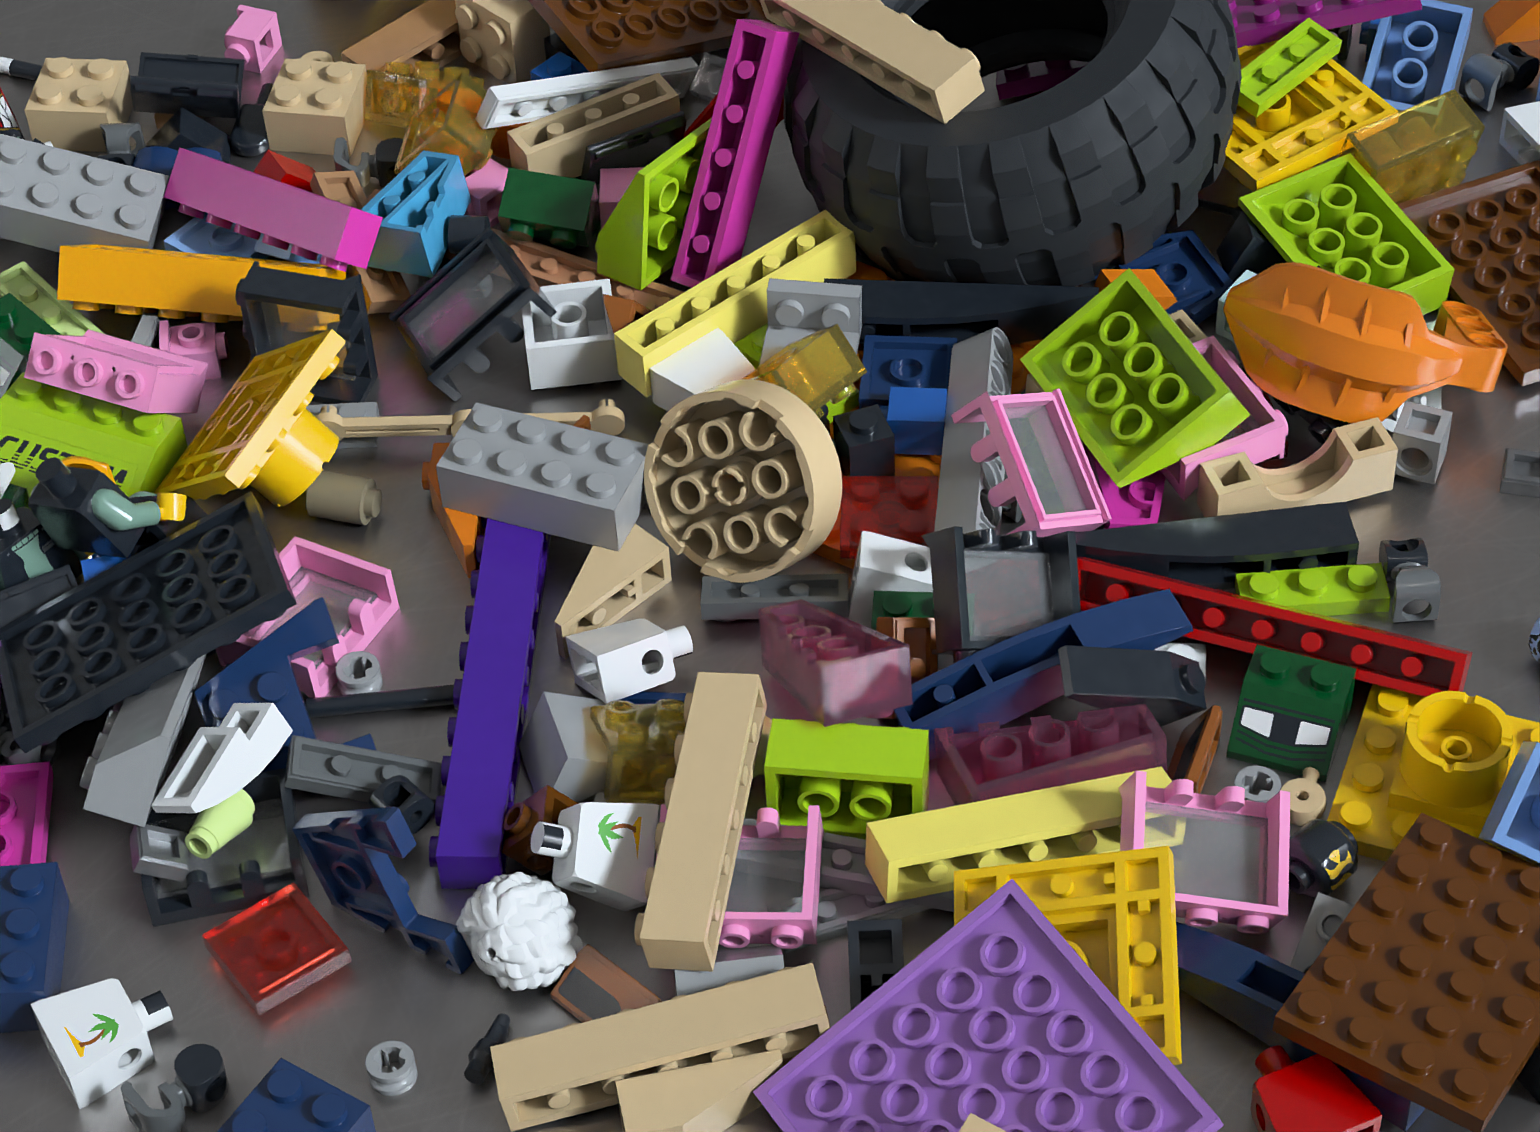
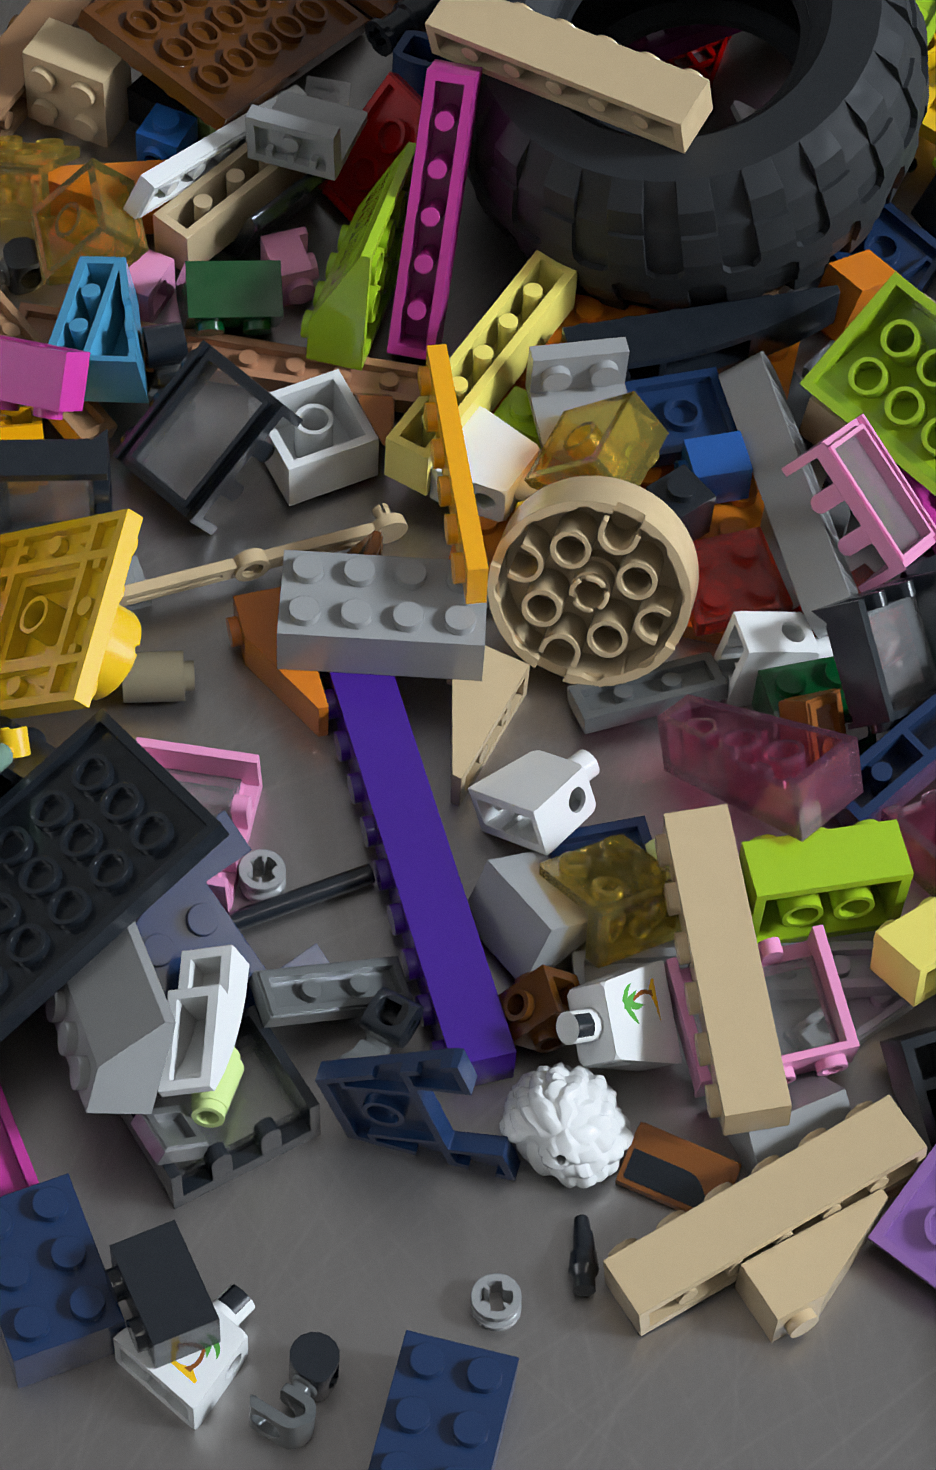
camera: 25 degrees left, 10 degrees up
(80, 973) = (163, 1294): none -> black brick
(276, 948) = (323, 1204): clear red plate -> none
(646, 370) = (455, 486): none -> light orange plate
(661, 88) = (304, 134): none -> light grey bracket

